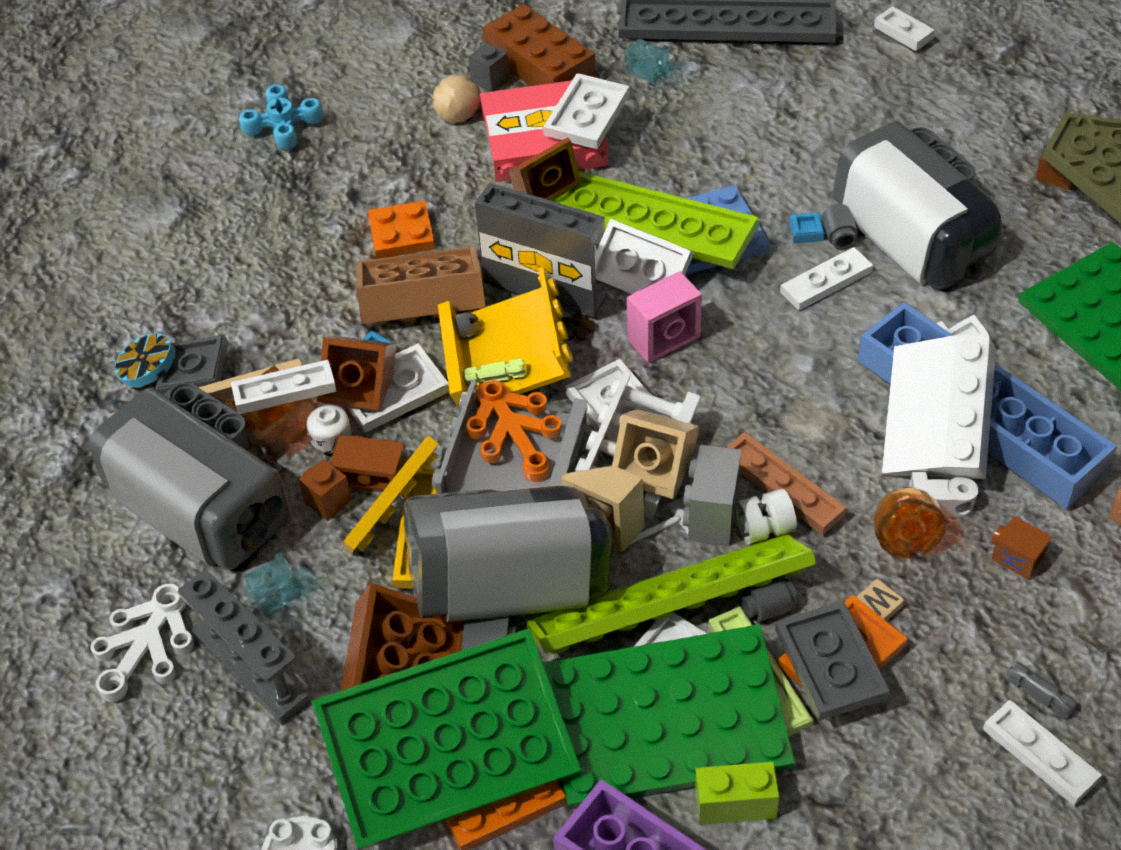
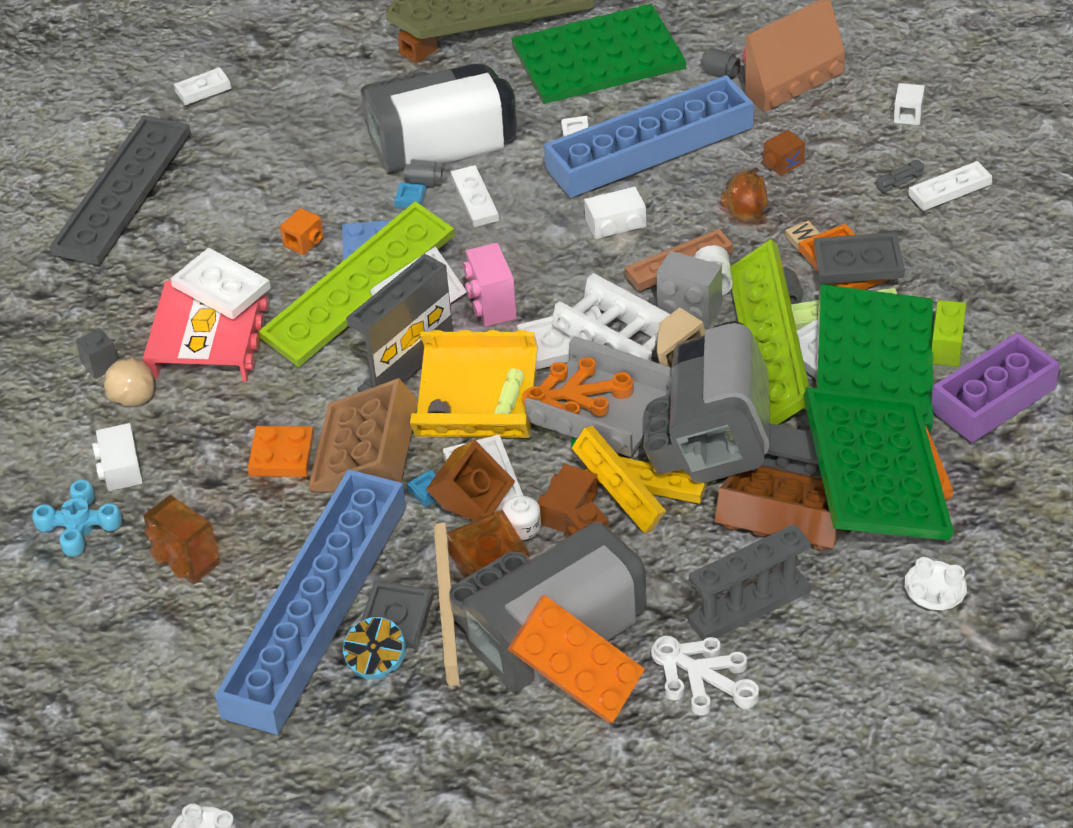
camera: 75 degrees left, 5 degrees down
(104, 508) = (576, 659): none -> orange plate
(195, 296) = (311, 602): none -> medium blue brick
(250, 184) = (181, 539): none -> clear orange brick
(272, 585) = (673, 575): clear light blue brick -> none
(283, 387) = (488, 519): white plate -> none
(361, 120) = (118, 457): none -> white brick
(538, 49) = (117, 306): dark orange brick -> none
(548, 172) = (287, 321): dark orange slope -> none
(647, 60) = (149, 248): clear light blue brick -> none
(655, 450) = (645, 301): tan slope -> none
(709, 157) = (302, 231): none -> orange brick
(838, 404) = (615, 212): none -> white brick
(940, 407) = (661, 147): white slope -> none
(954, 496) = (713, 187): white leg -> none

